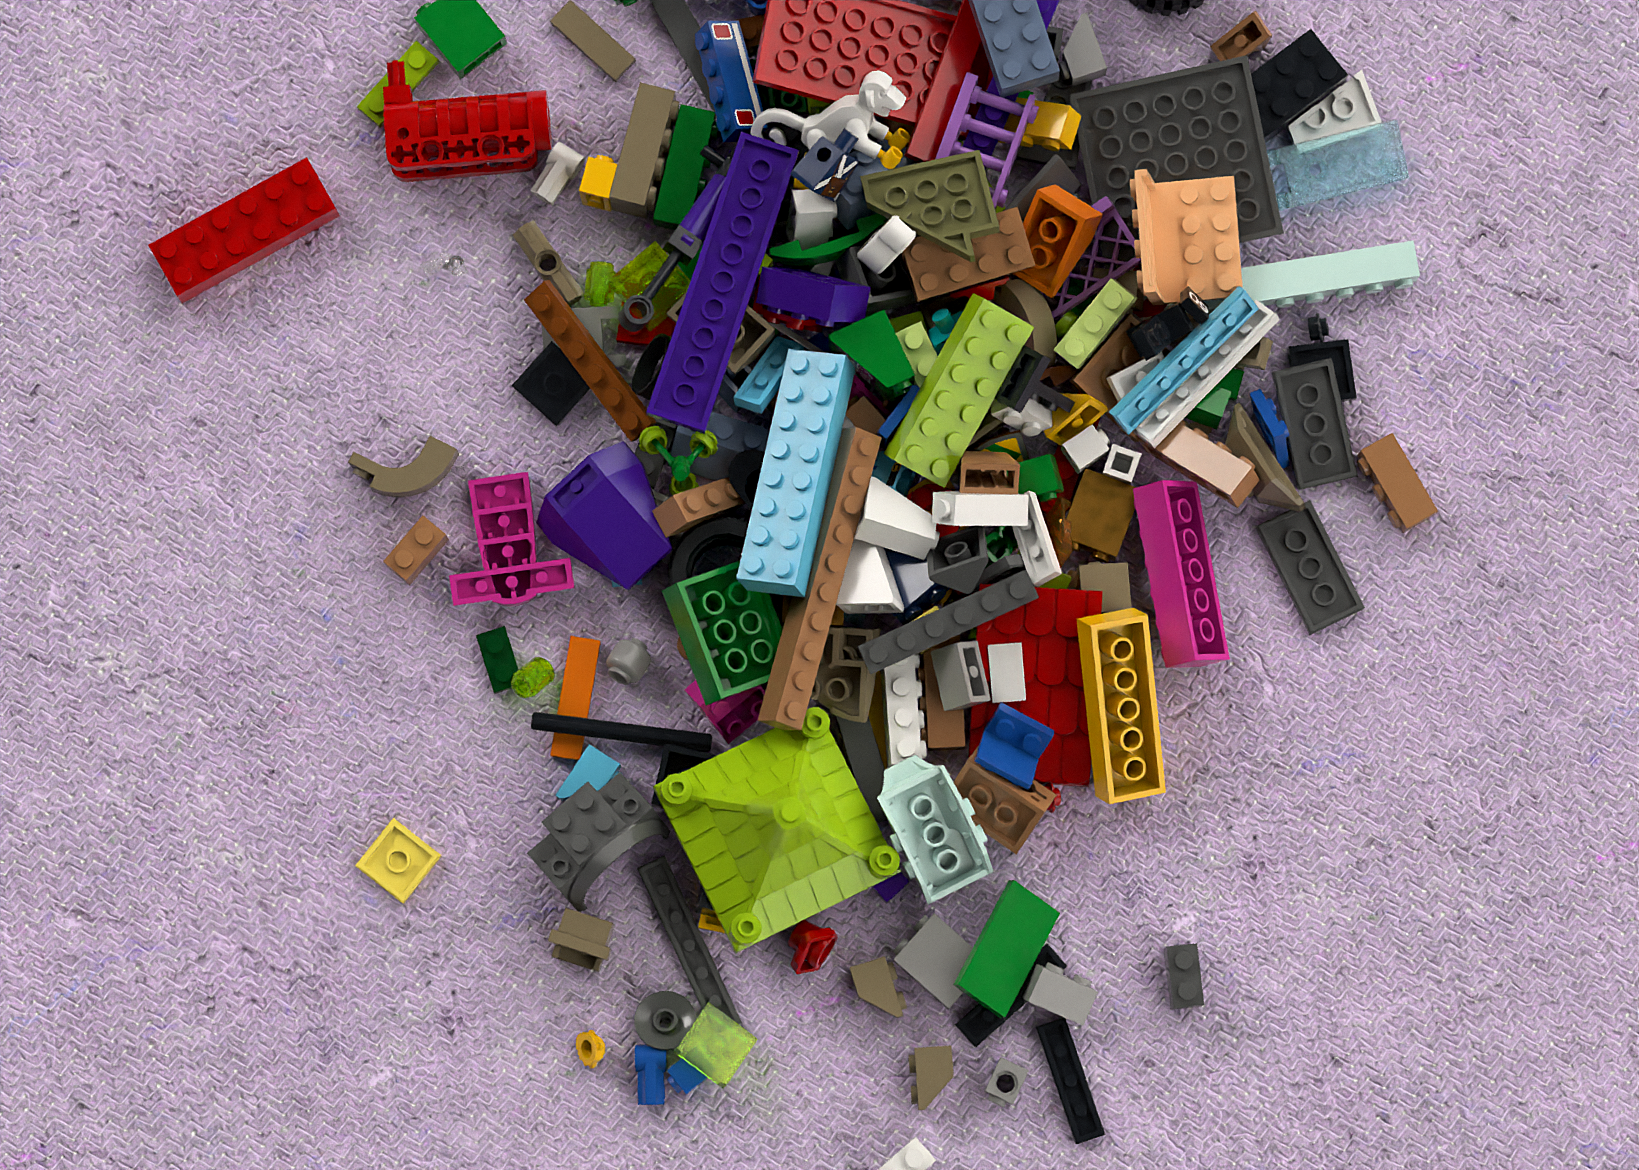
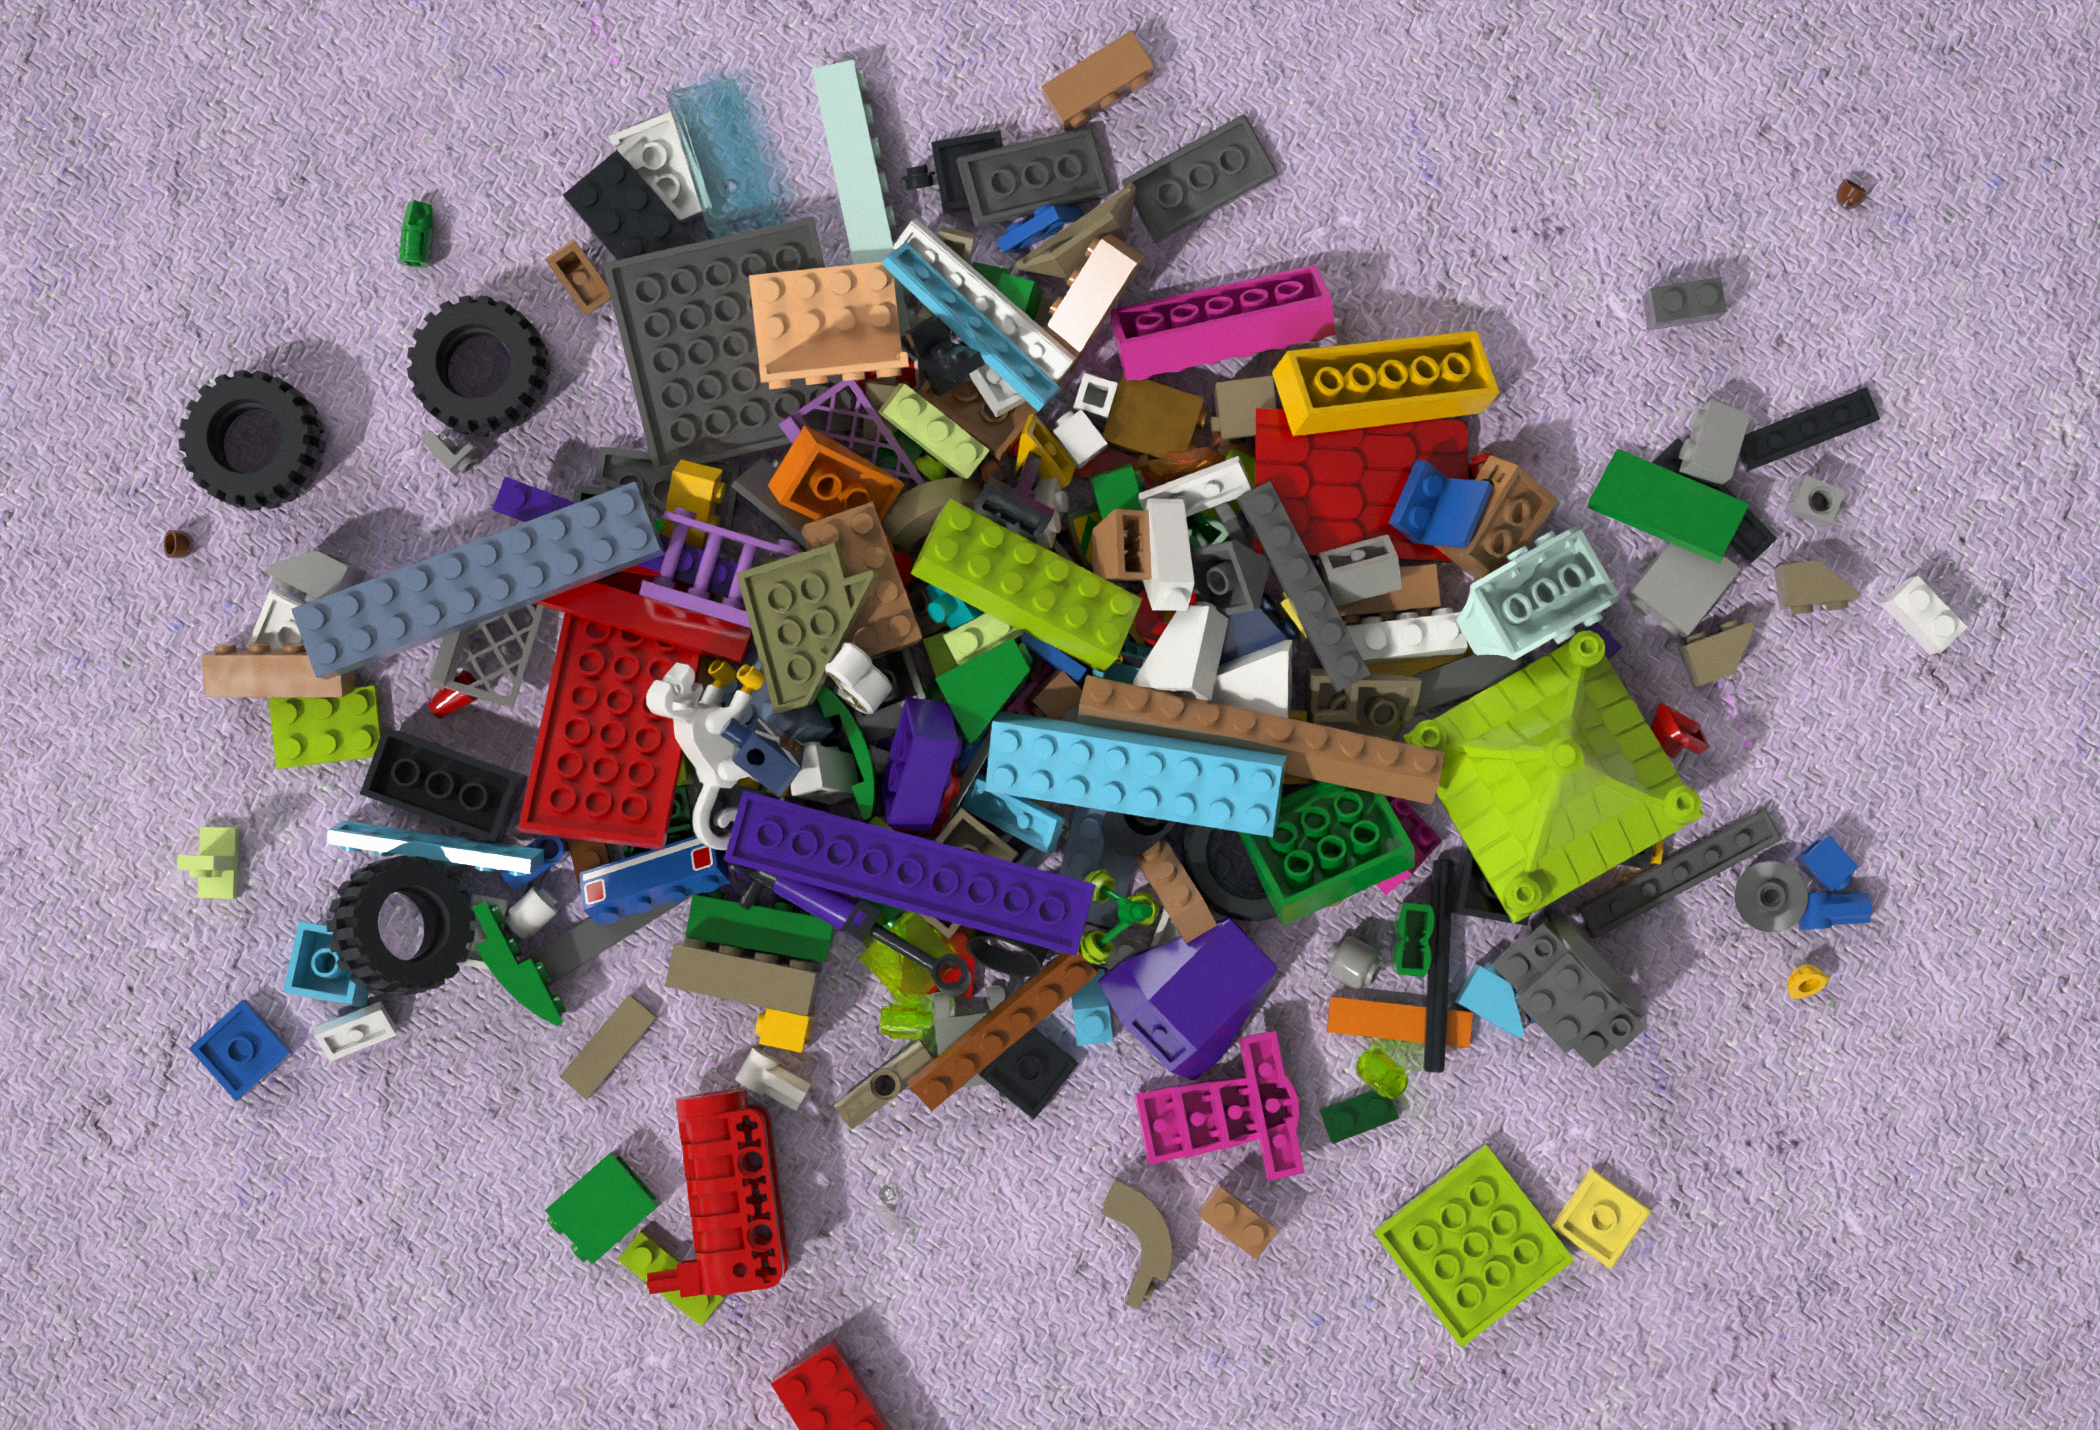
camera: 90 degrees left, 5 degrees up
(382, 749) = (1473, 1245): none -> lime plate
(582, 940) = (1683, 996): dark tan plate -> none
(595, 435) = (1092, 1013): none -> medium azure slope
(636, 708) = (1411, 949): none -> green brick
(715, 1045) = (1800, 835): clear neon green tile -> none
(1006, 672) = (1352, 517): white sticker -> none
(1082, 55) = (604, 461): light grey slope -> none
(1194, 305) = (907, 315): black tile -> none
(1277, 1131) = (1850, 192): none -> reddish brown hinge

